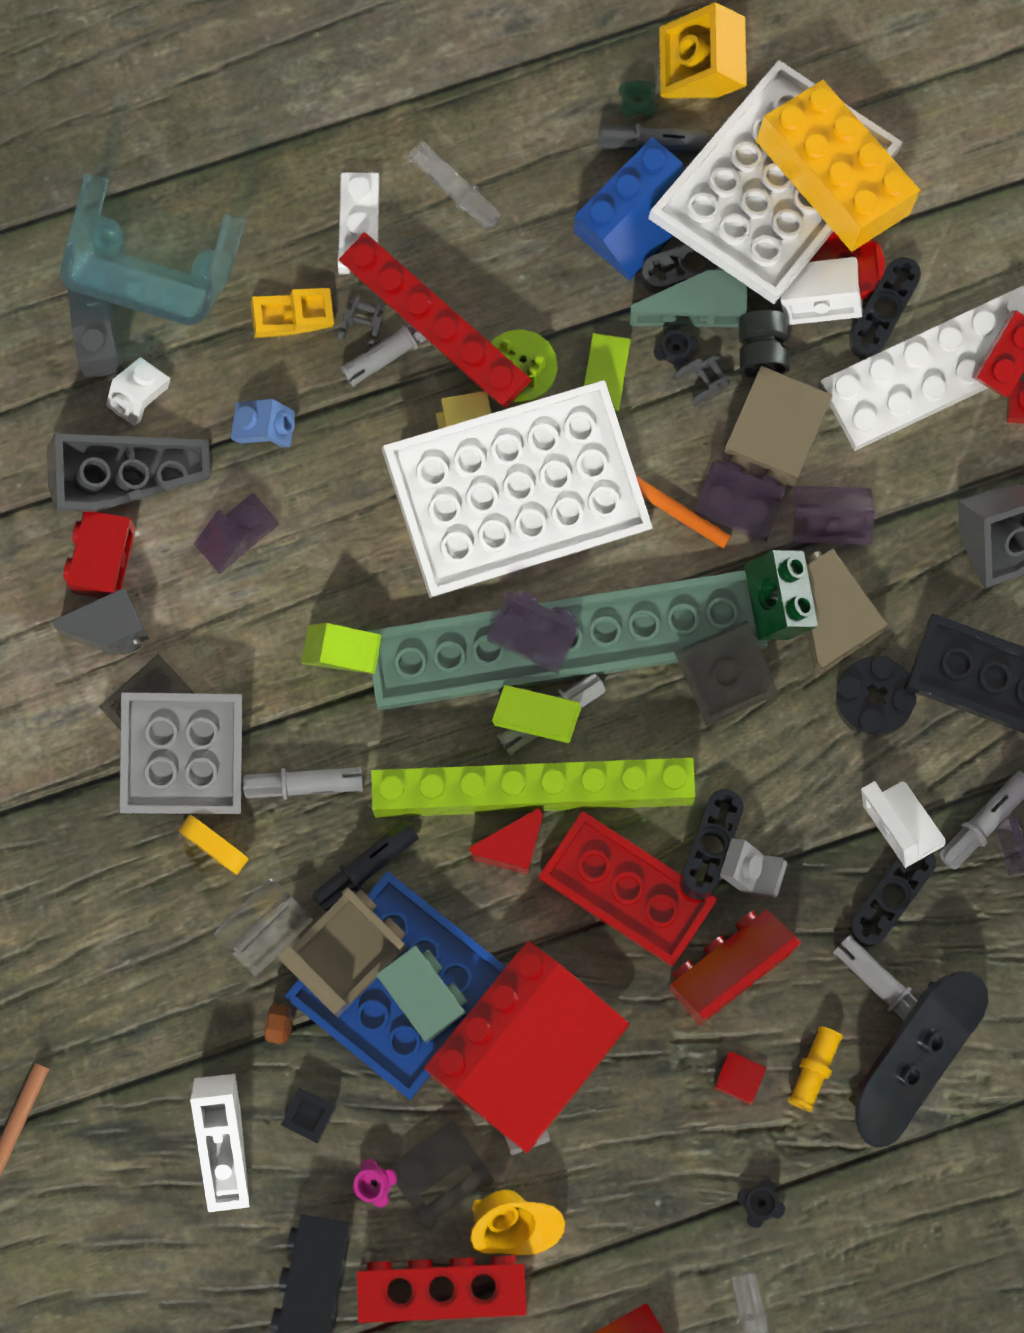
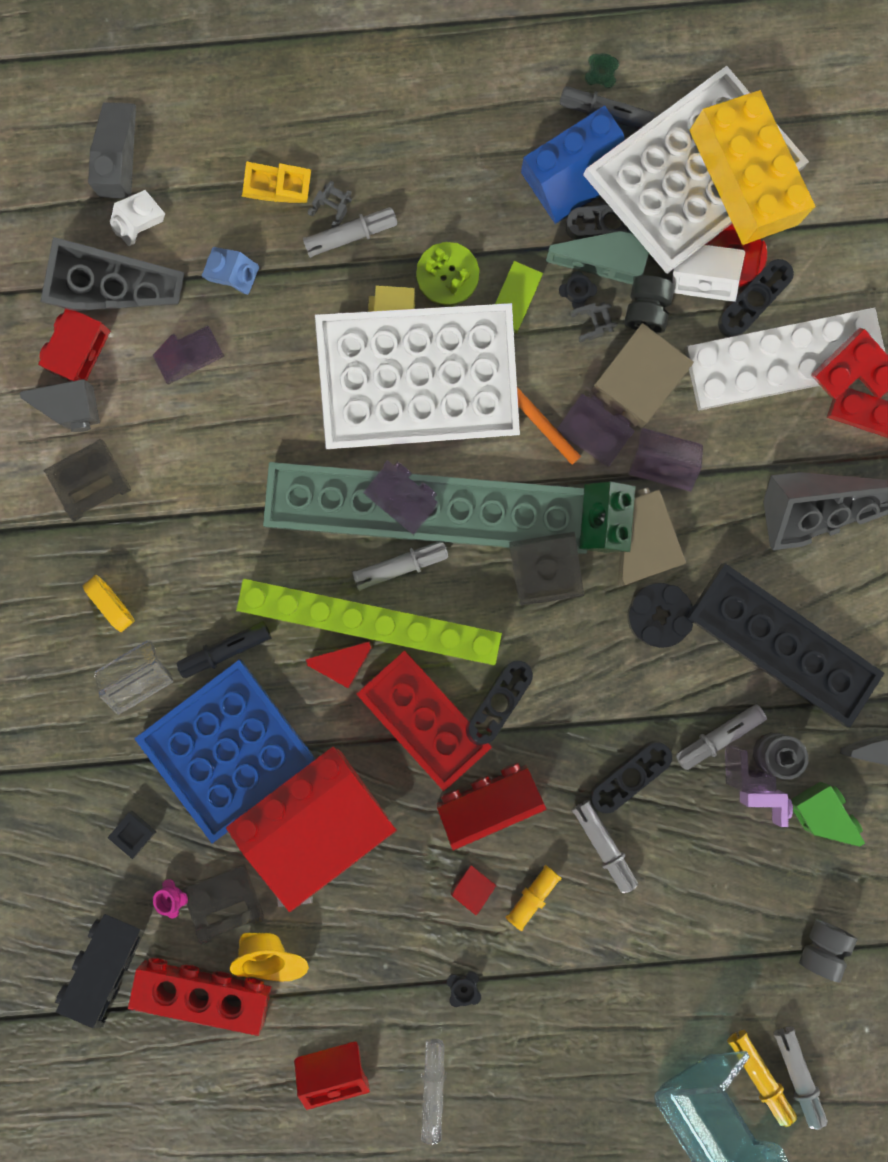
camera: 15 degrees right, 10 degrees up
(100, 270) = (126, 105): clear light blue windscreen -> none
(180, 753) = (97, 525): light grey plate -> none
(220, 1141) = (58, 836): white slope -> none
(279, 1024) = (125, 757): dark orange tile -> none
(303, 782) = (191, 571): light grey axle -> none
(341, 648) = (246, 472): lime slope -> none
(344, 951) = (185, 718): dark tan panel -> none
(357, 210) = (348, 120): white plate -> none
(422, 994) = (239, 767): sand green brick -> none
(435, 320) = (386, 218): red plate -> none
(454, 185) = (440, 118): clear axle -> none
(536, 714) = (387, 564): lime tile -> none
(703, 54) = (666, 44): yellow slope -> none
(752, 871) = (526, 731): light grey bracket -> none
(902, 821) = (655, 723): white panel -> none
(918, 1056) = (614, 912): black piece -> none

